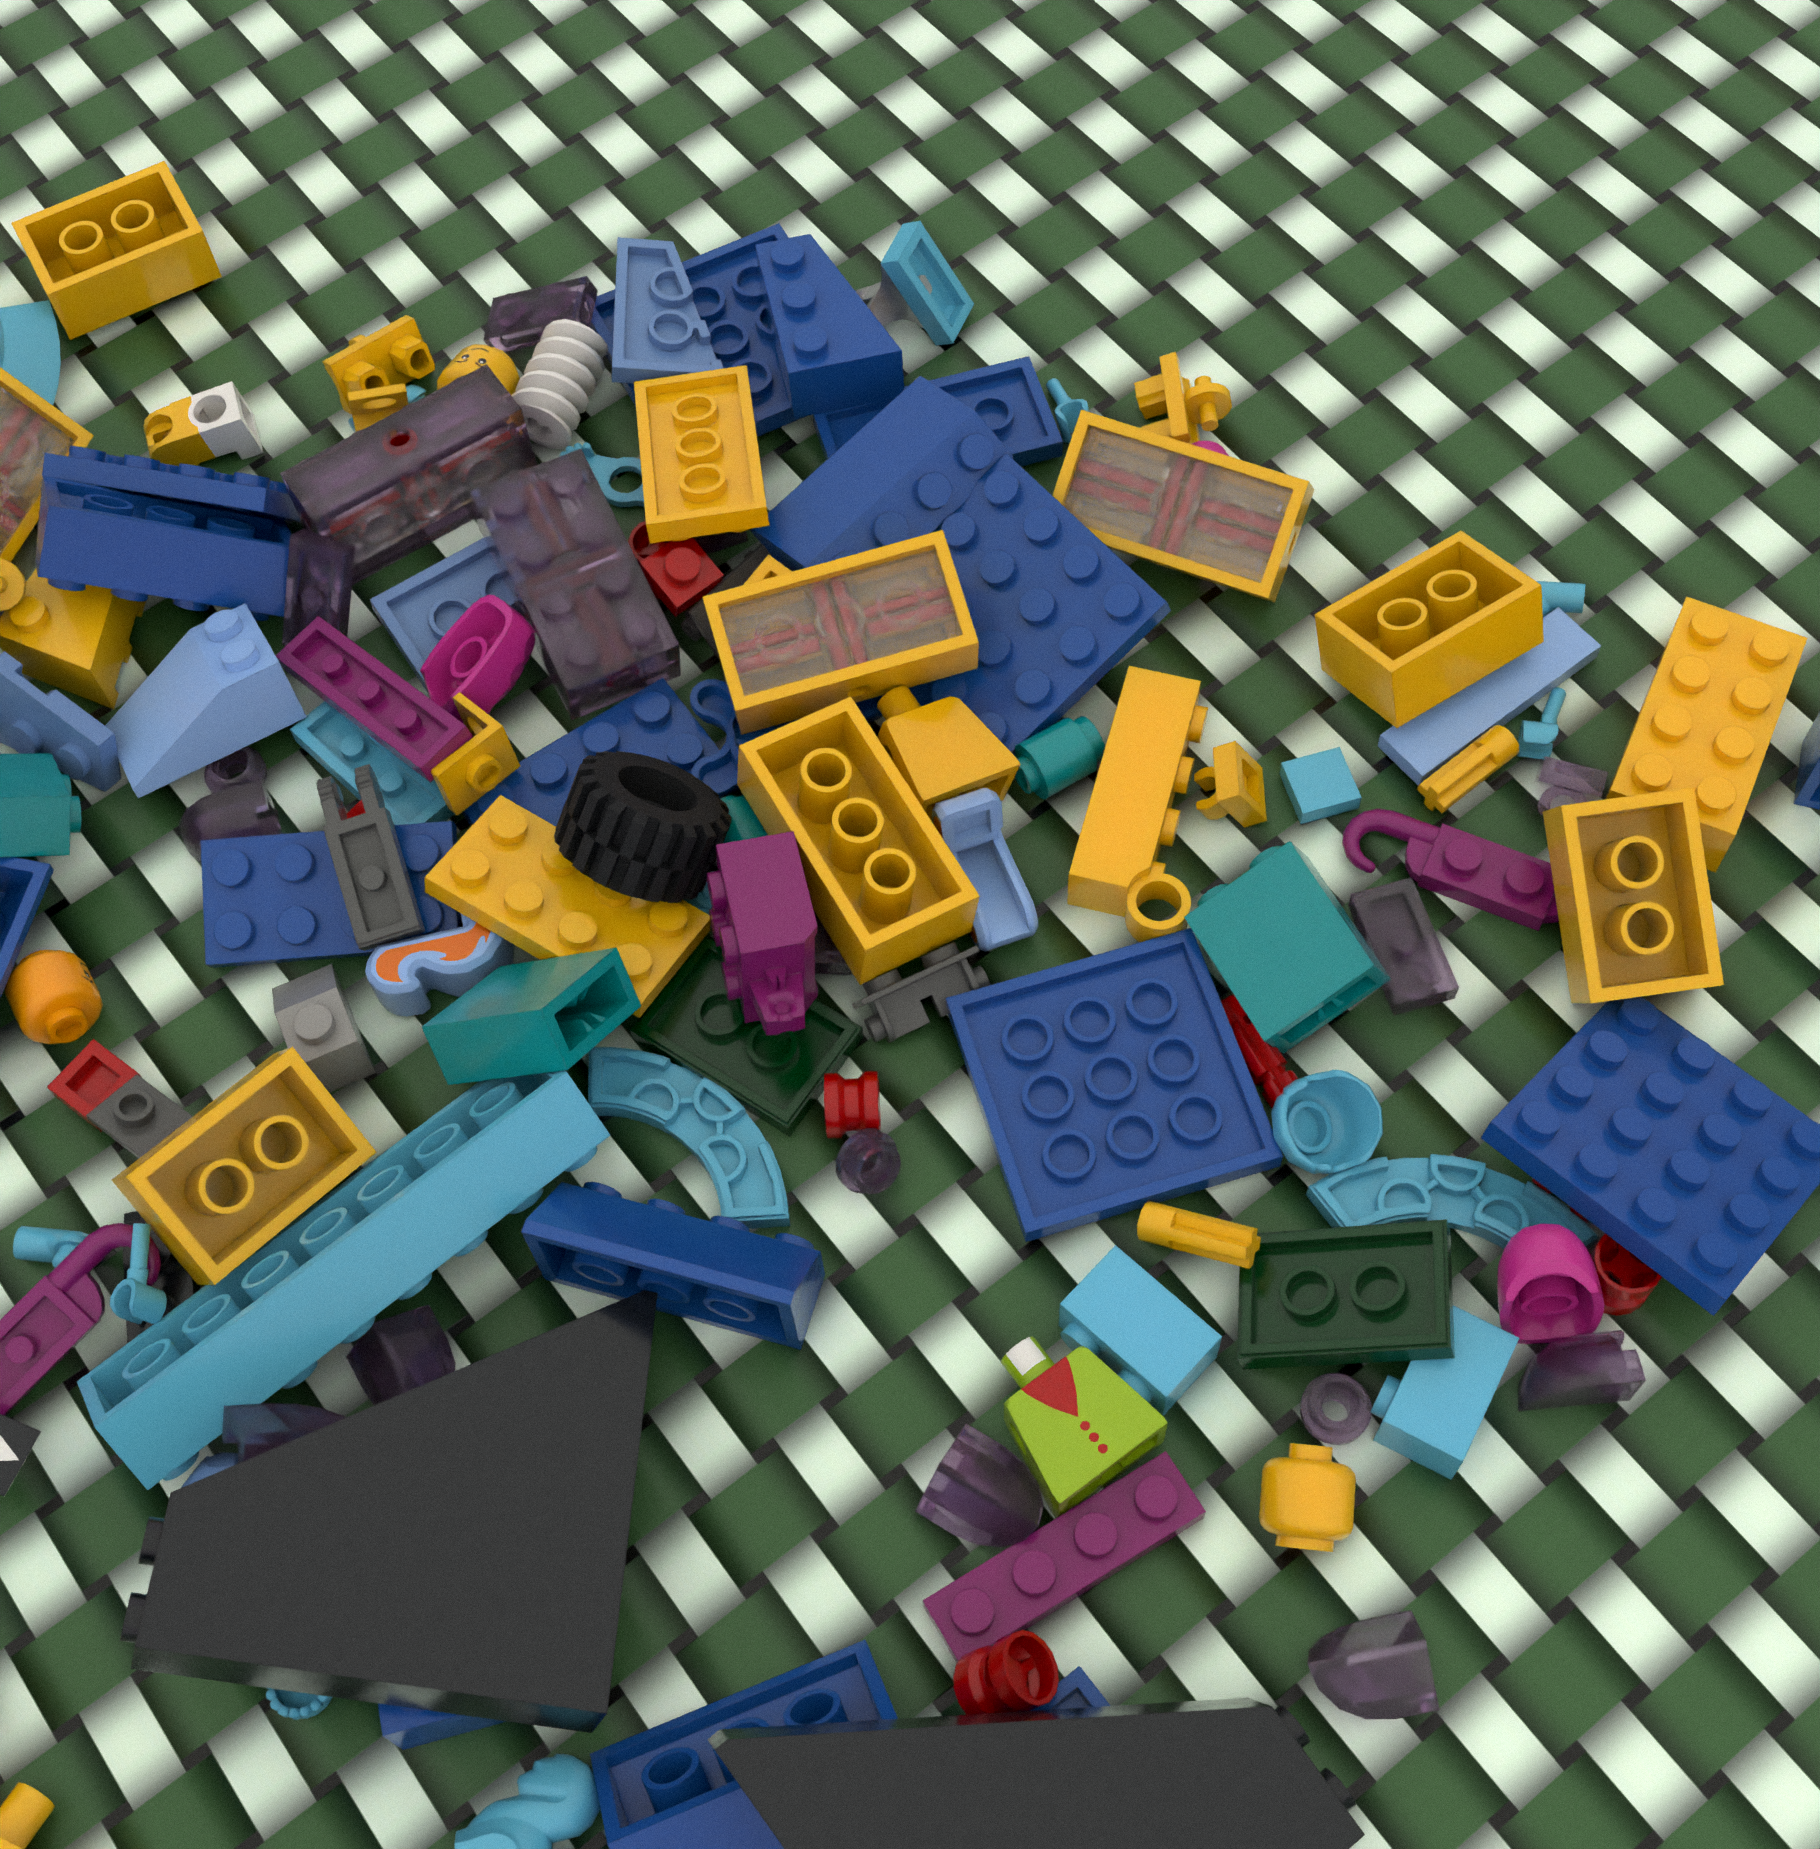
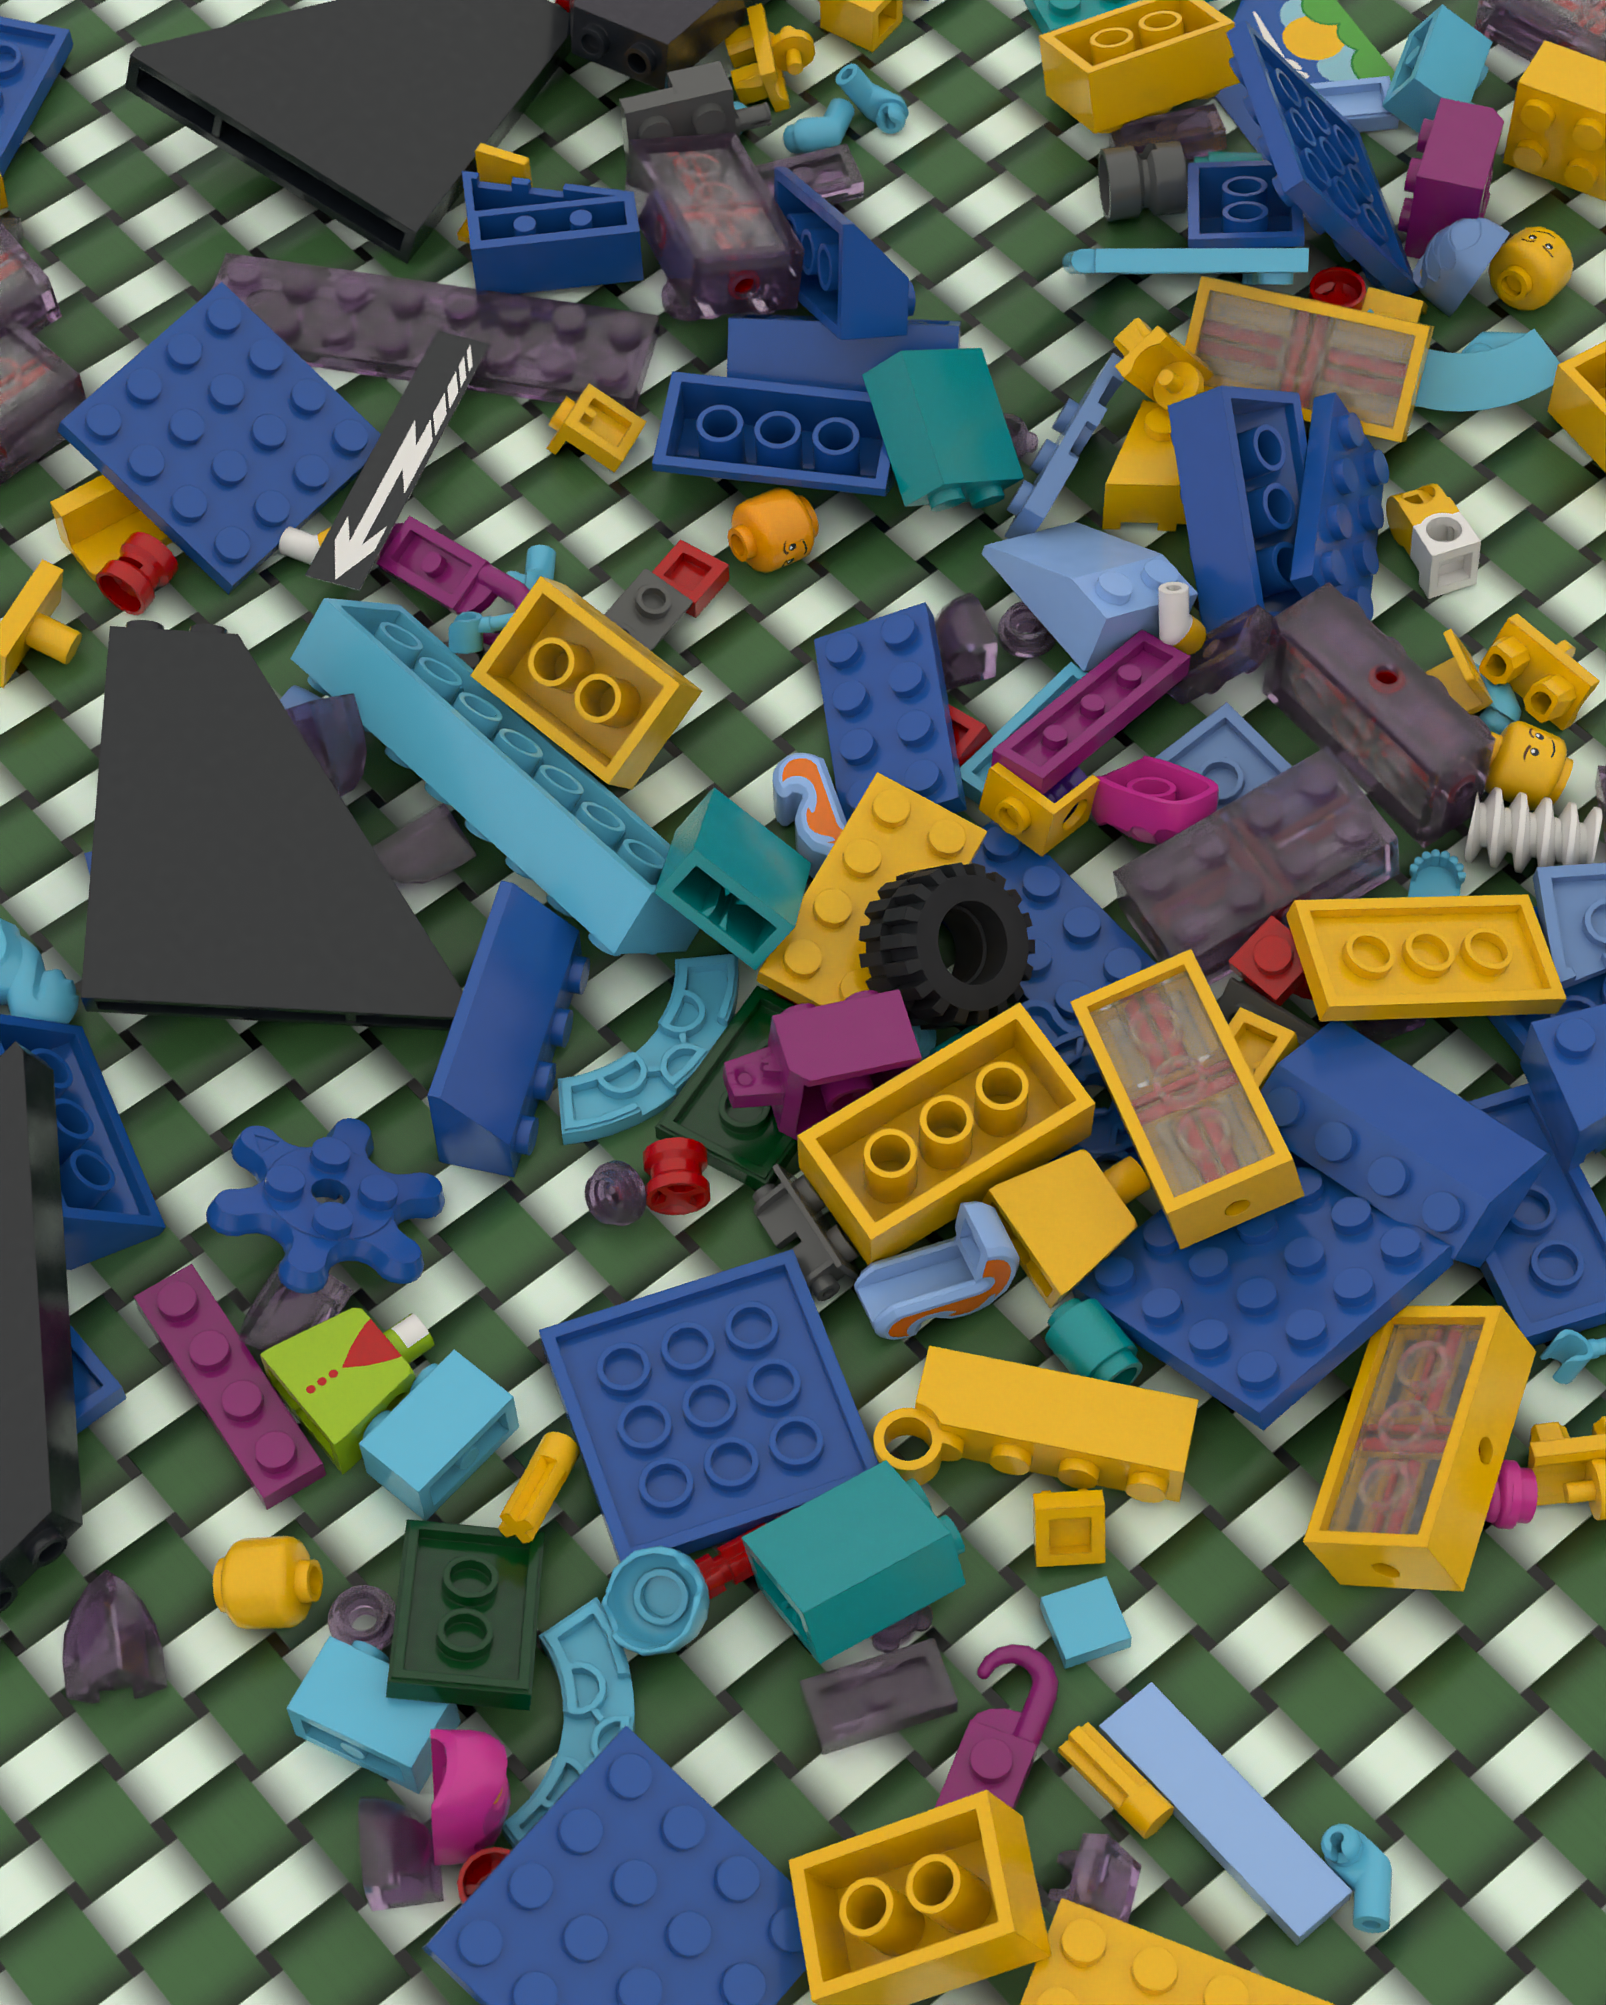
camera: 85 degrees right, 5 degrees down
(278, 622) = (1175, 622): none -> white arm
(322, 1028) = (747, 733): light grey slope -> none
(369, 864) = (902, 727): dark grey hinge -> none
(888, 1481) = (328, 1232): none -> blue plate
(1008, 1676) = (108, 1332): red wheel -> none
(1430, 628) = (1279, 1717): yellow brick -> none
(1537, 738) = (1165, 1867): medium azure hand -> none

